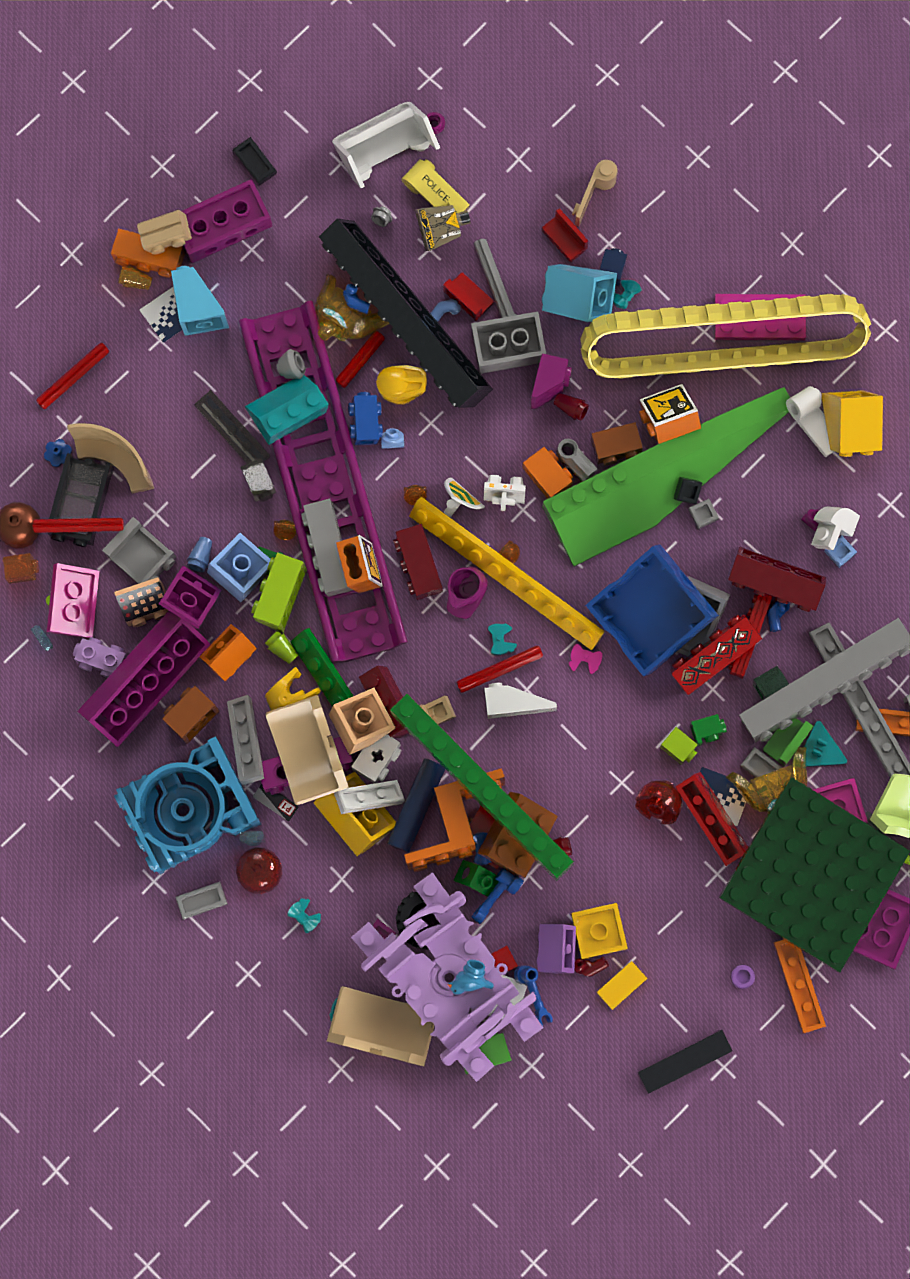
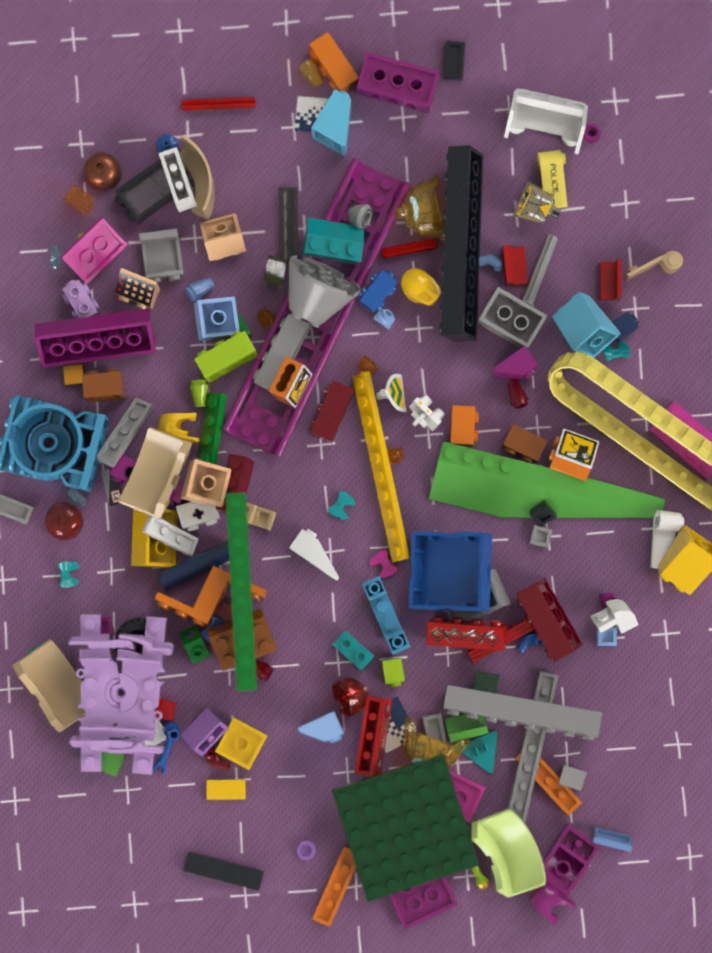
camera: 35 degrees right, 5 degrees up
(78, 525) = (137, 204): red axle -> none
(97, 470) = (177, 179): none -> white brick
(151, 730) = (73, 374): none -> light orange tile
(164, 232) = (353, 59): tan brick -> none
(181, 490) = (222, 237): none -> light nougat slope
(190, 597) = (166, 311): magenta slope -> none
(228, 652) = (161, 367): orange brick -> none
(313, 462) = (317, 290): none -> light grey cone
(353, 301) = (435, 206): blue arm -> none
(381, 216) = (503, 166): light grey plate -> none
(465, 591) = (345, 456): magenta helmet -> none
(470, 978) = (131, 705): dark azure animal -> none
(499, 669) = (324, 524): red axle -> none
(506, 882) = (211, 664): blue brick -> none
(577, 462) = (489, 434): light grey piece -> none
(626, 702) = (385, 615): none -> dark azure slope
(626, 758) = (353, 650): none -> teal brick
(664, 847) = (324, 728): none -> light blue slope
(707, 729) = (421, 676): green brick -> none

